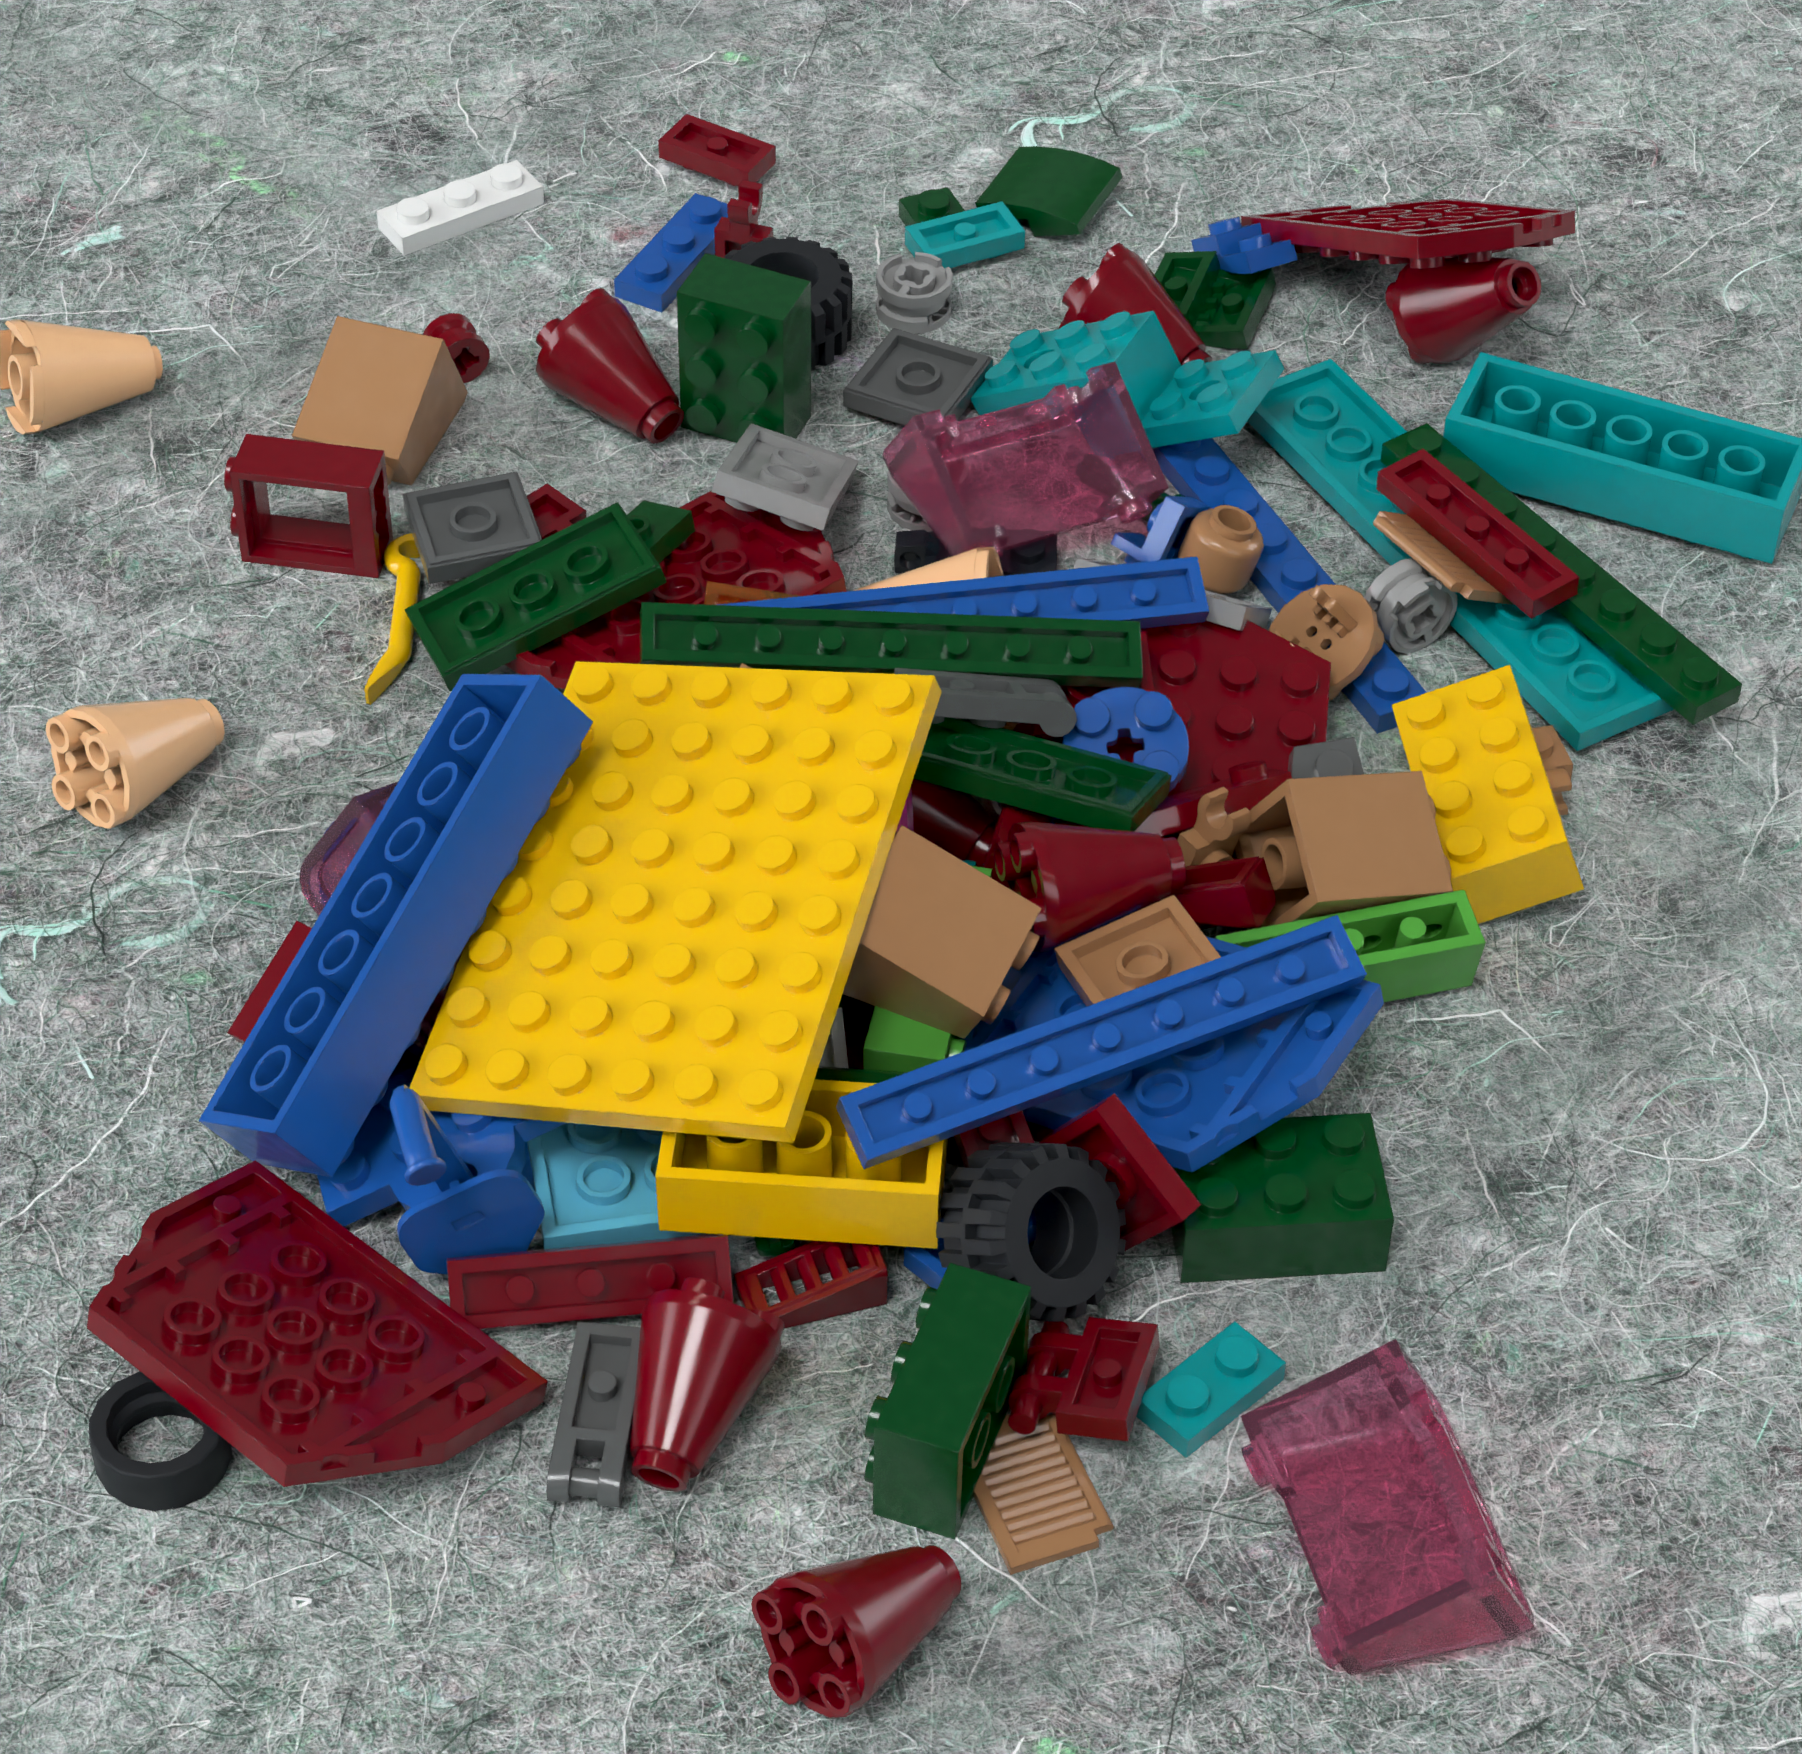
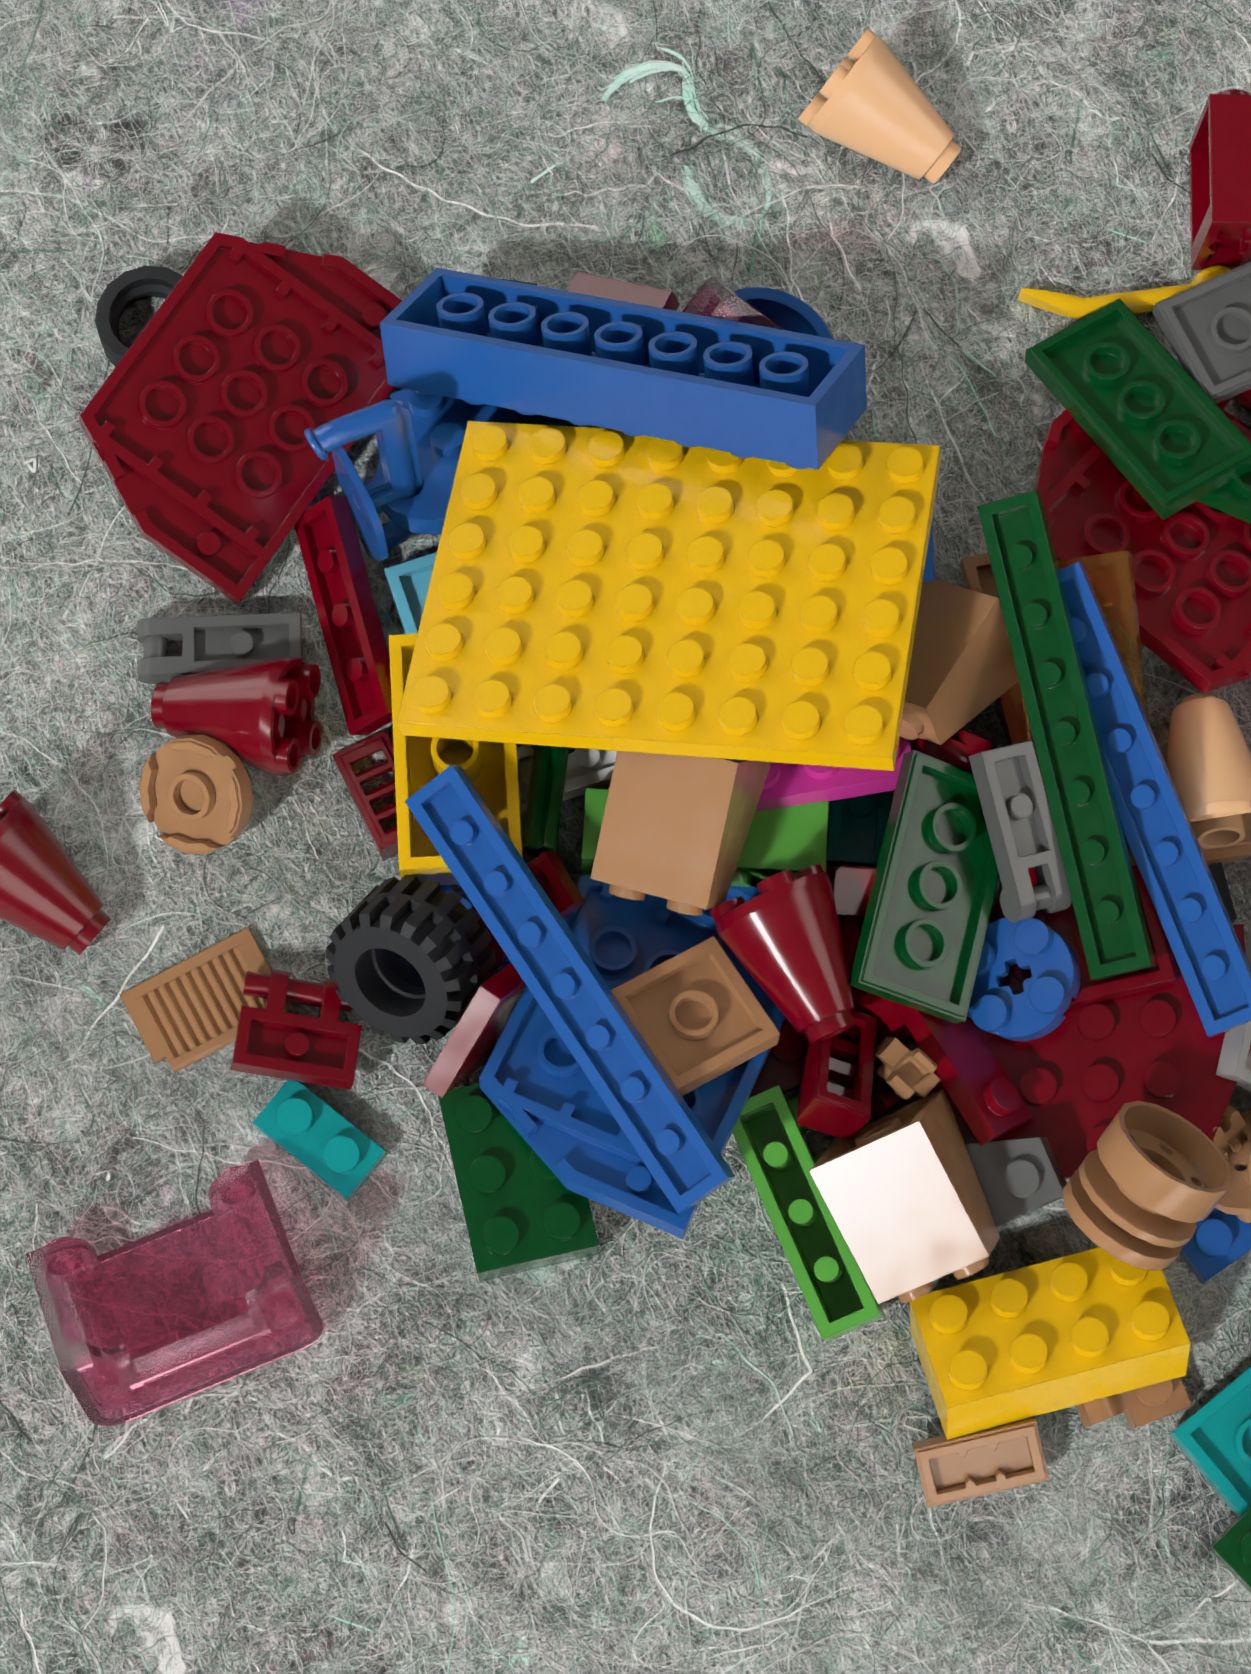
camera: 80 degrees right, 30 degrees up
(784, 1439) = (196, 794): none -> medium nougat tile
(947, 1399) = (236, 914): dark green brick -> none
(1356, 664) = (1146, 1185): none -> medium nougat wheel
(1611, 890) = (980, 1462): none -> medium nougat plate

